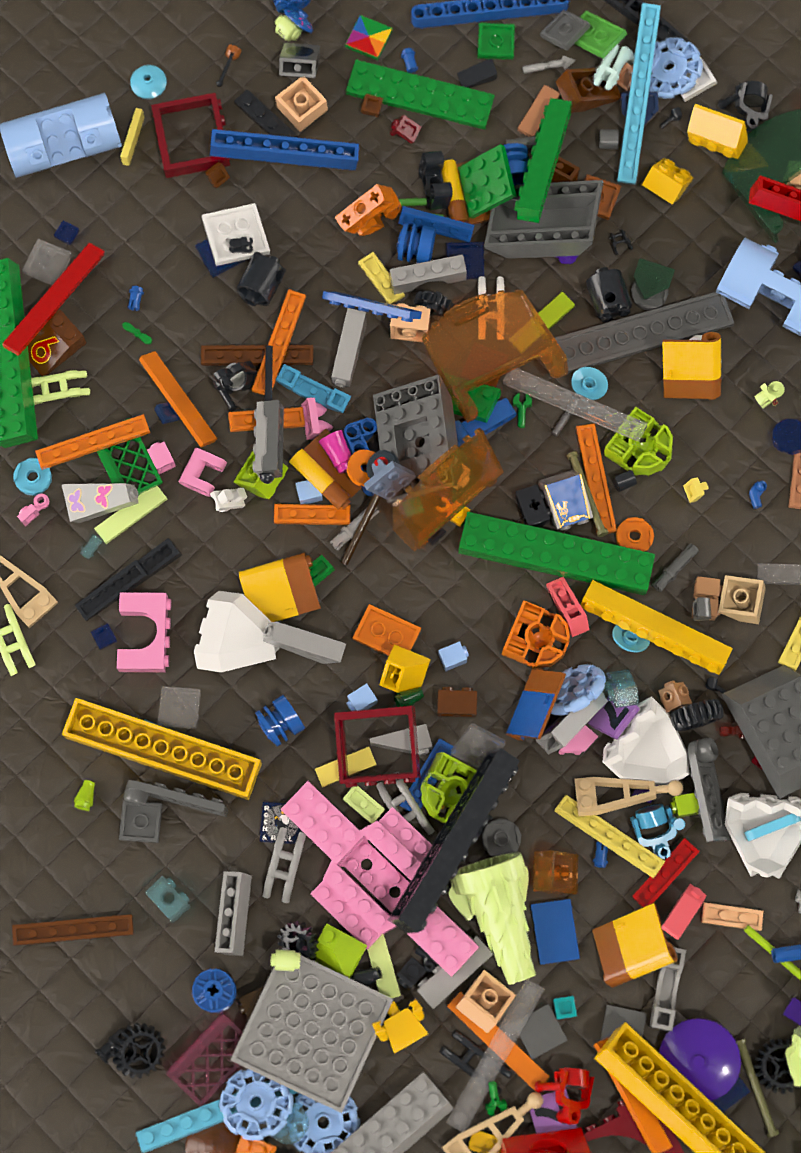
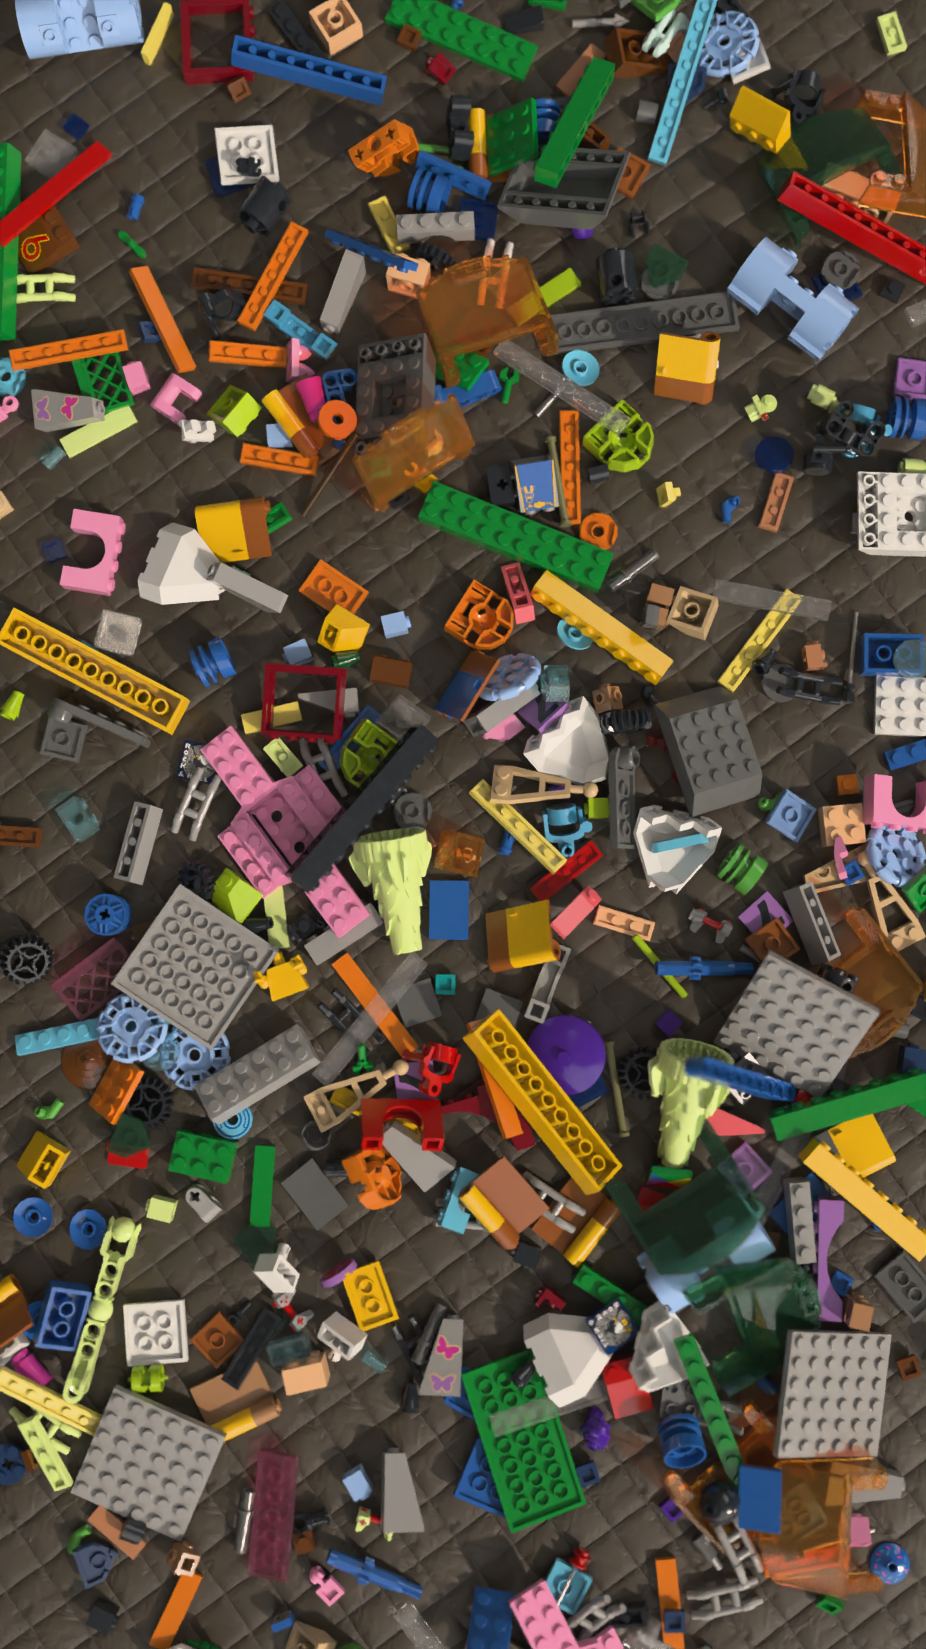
camera: 10 degrees right, 10 degrees up
(128, 579) = (87, 495): black slope -> none
(268, 430) = (245, 365): piece -> none
(285, 960) = (178, 897): yellowish green brick -> none
(348, 532) = (311, 483): light grey pin -> none
(387, 474) = (355, 429): sand blue plate -> none
(485, 1001) = (368, 966): light nougat brick -> none
(667, 180) = (699, 165): yellow slope -> none

